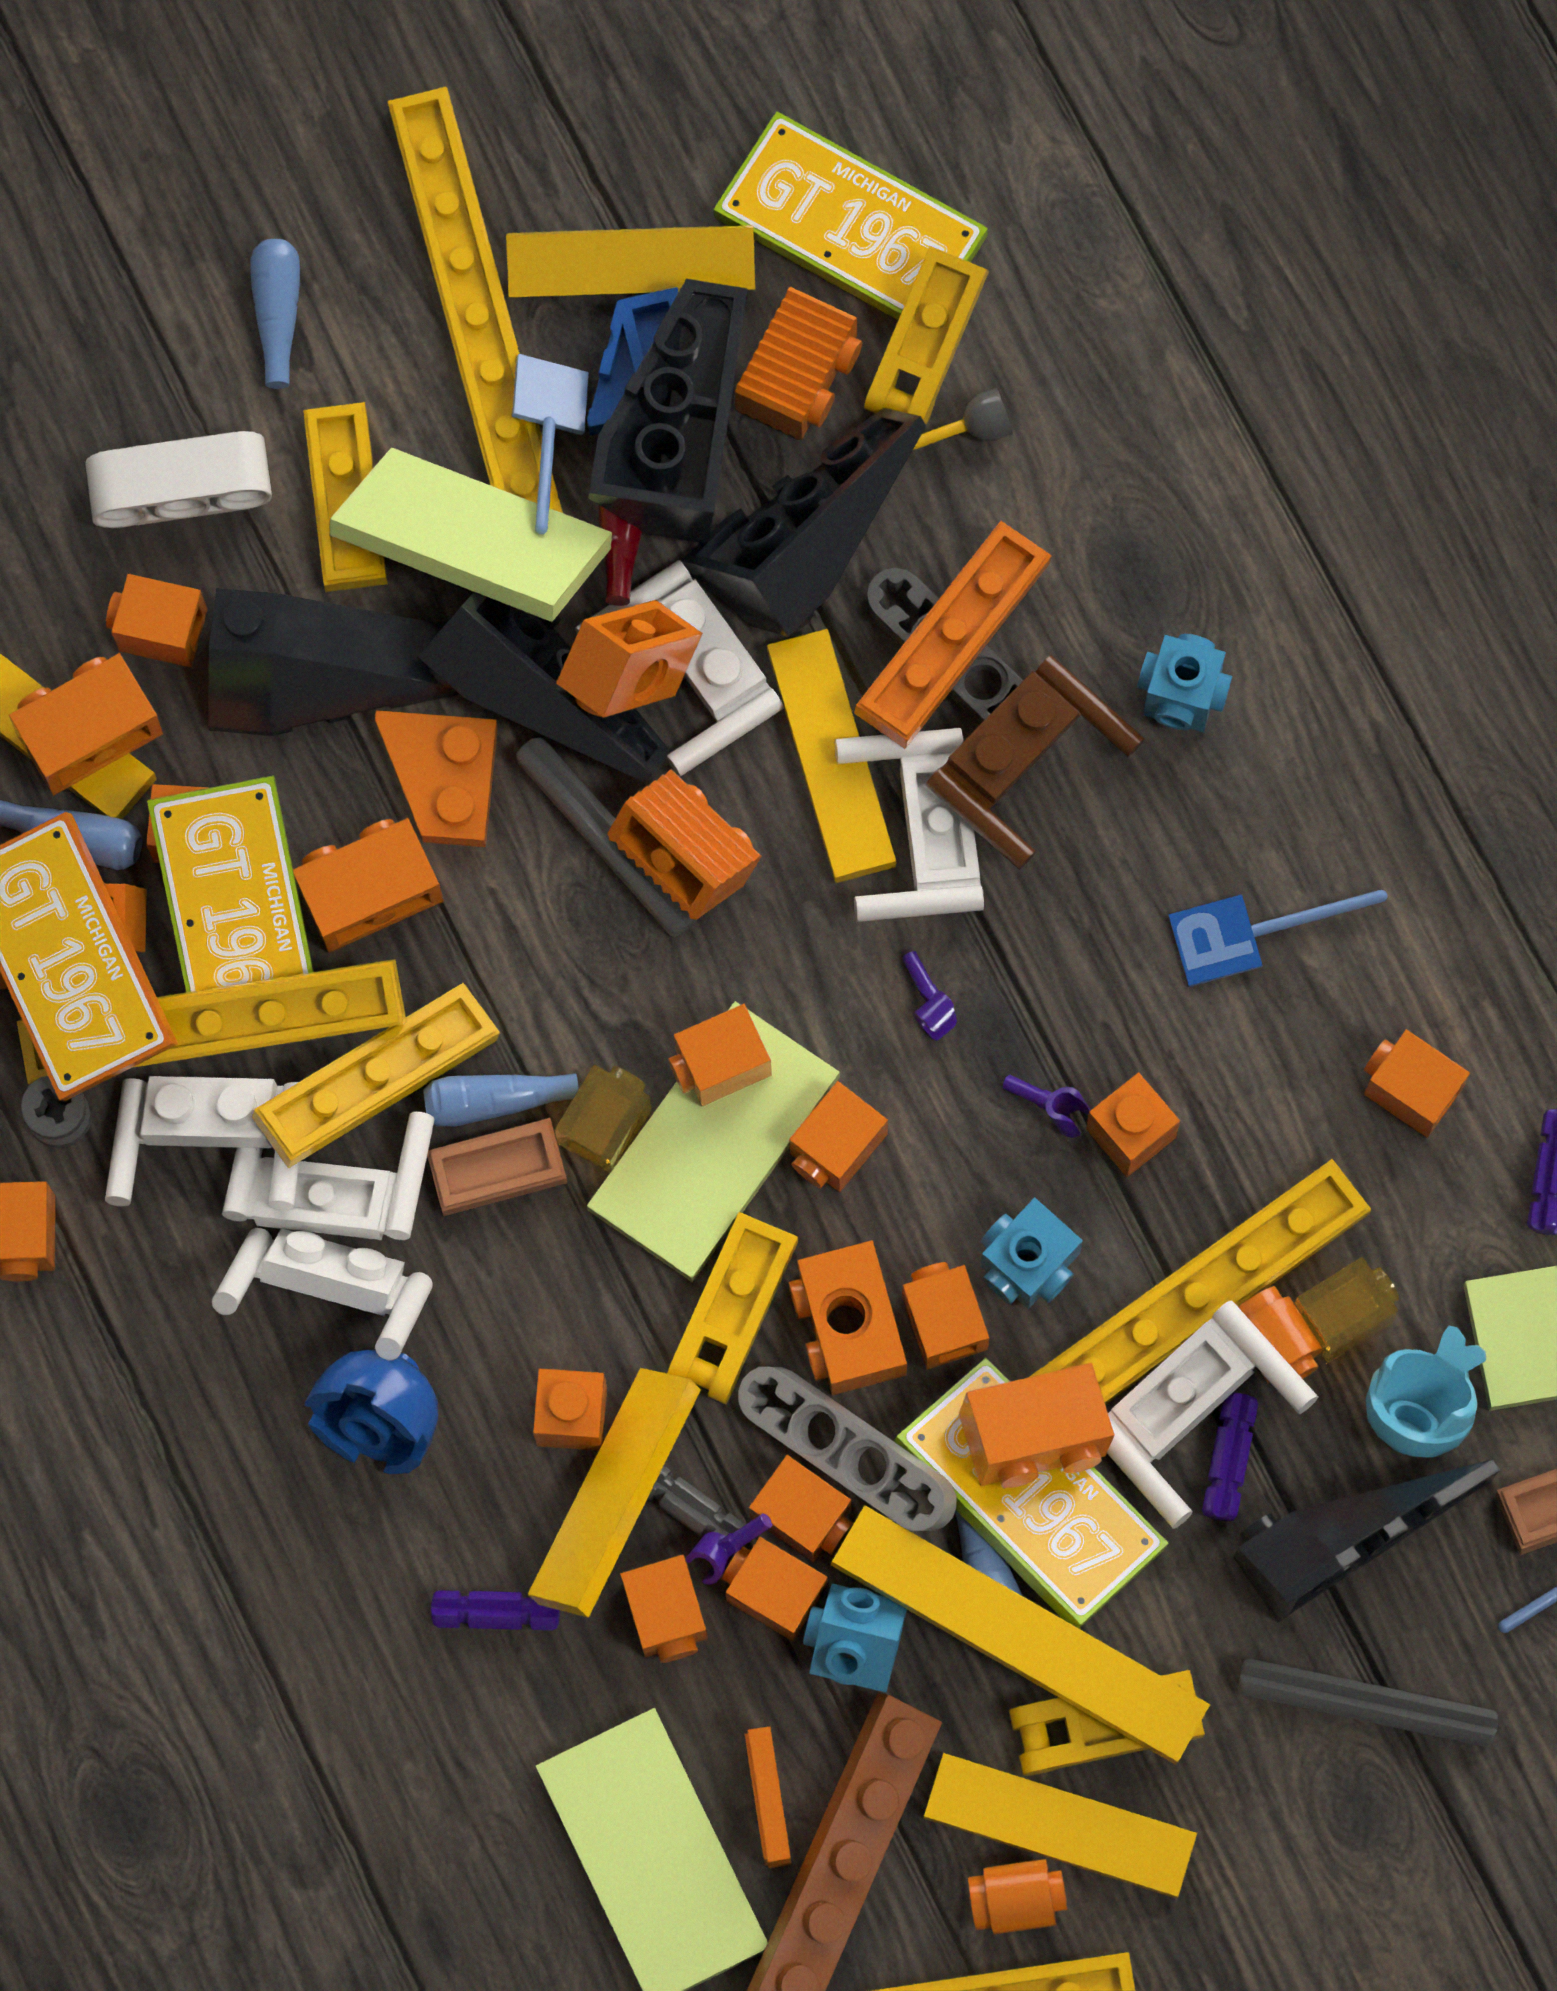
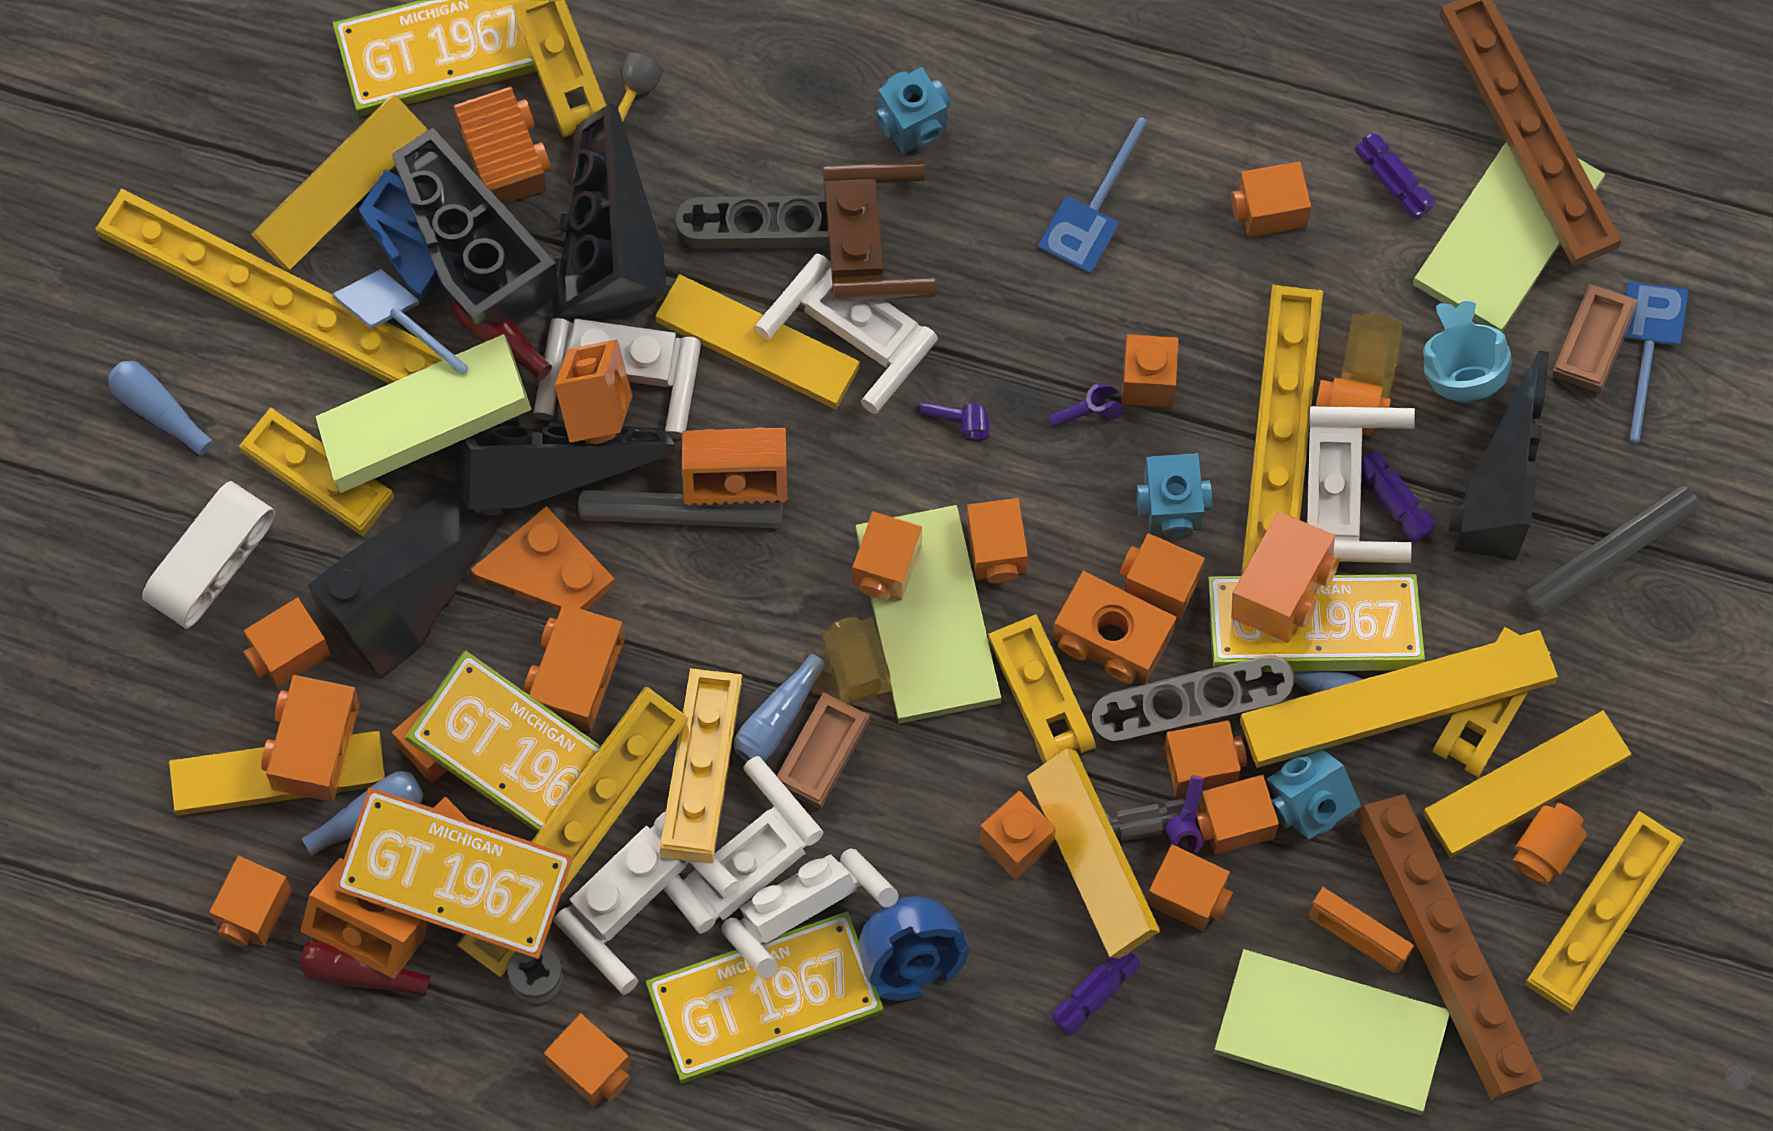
camera: 50 degrees left, 5 degrees down
(258, 1359) = (729, 1014): none -> yellow tile
(952, 634) = (756, 207): orange tile -> none

